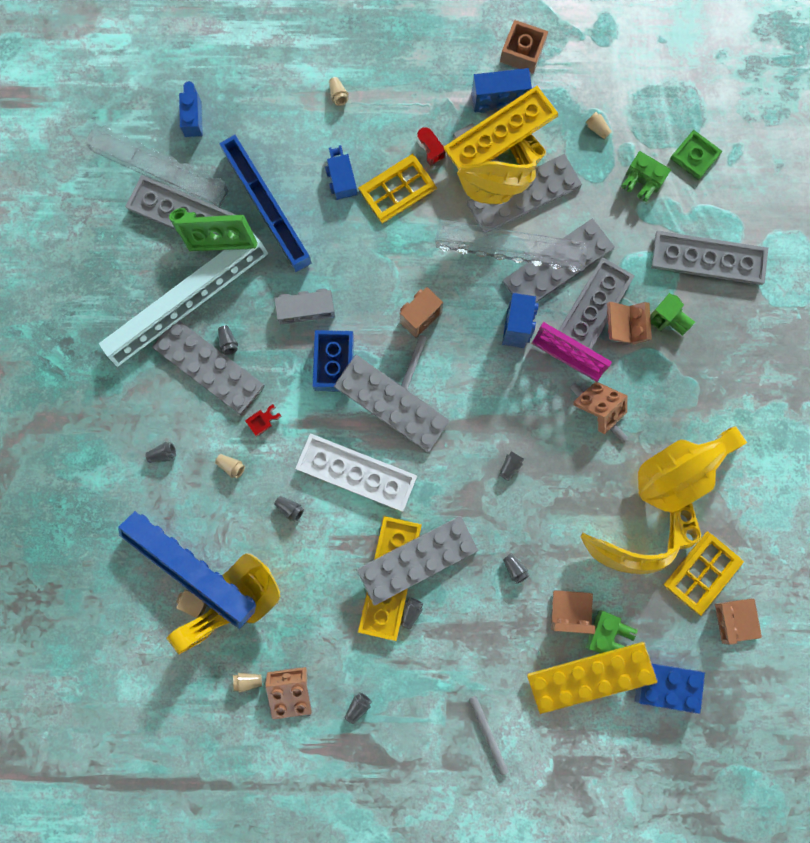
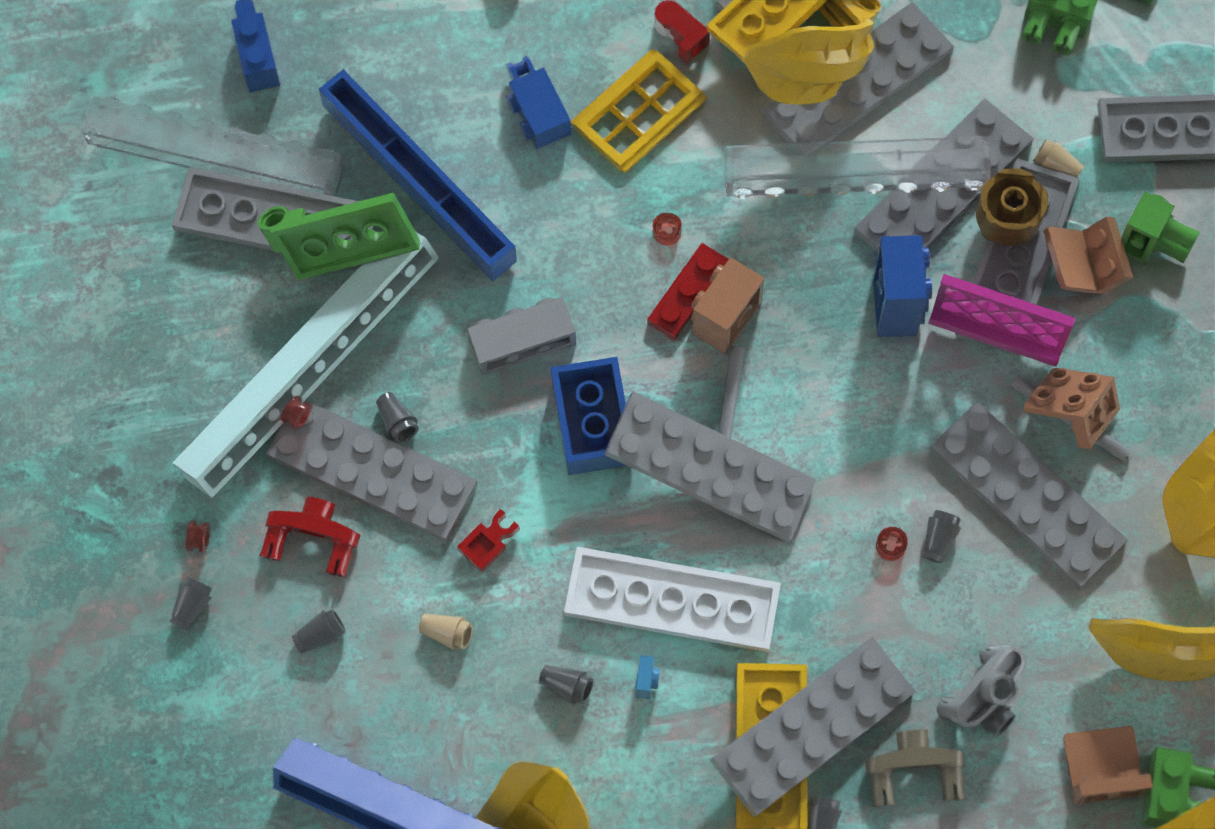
camera: 10 degrees left, 10 degrees down
(94, 423) = (190, 602): none -> dark grey cone
(106, 387) = (198, 536): none -> clear red bush
(170, 328) = (296, 412): none -> clear red bush
(171, 390) = (313, 521): none -> red connector
(333, 513) = (647, 677): none -> dark azure plate
(391, 308) = (675, 306): none -> red plate
(394, 264) = (662, 236): none -> clear red bush
(468, 585) = (915, 753): none -> dark tan connector
(485, 470) = (898, 551): none -> clear red bush
(510, 564) = (977, 700): none -> light grey connector
(565, 451) = (1028, 495): none -> light grey plate
(602, 286) = (1006, 224): none -> pearl gold brick
(625, 261) = (1057, 158): none -> tan cone

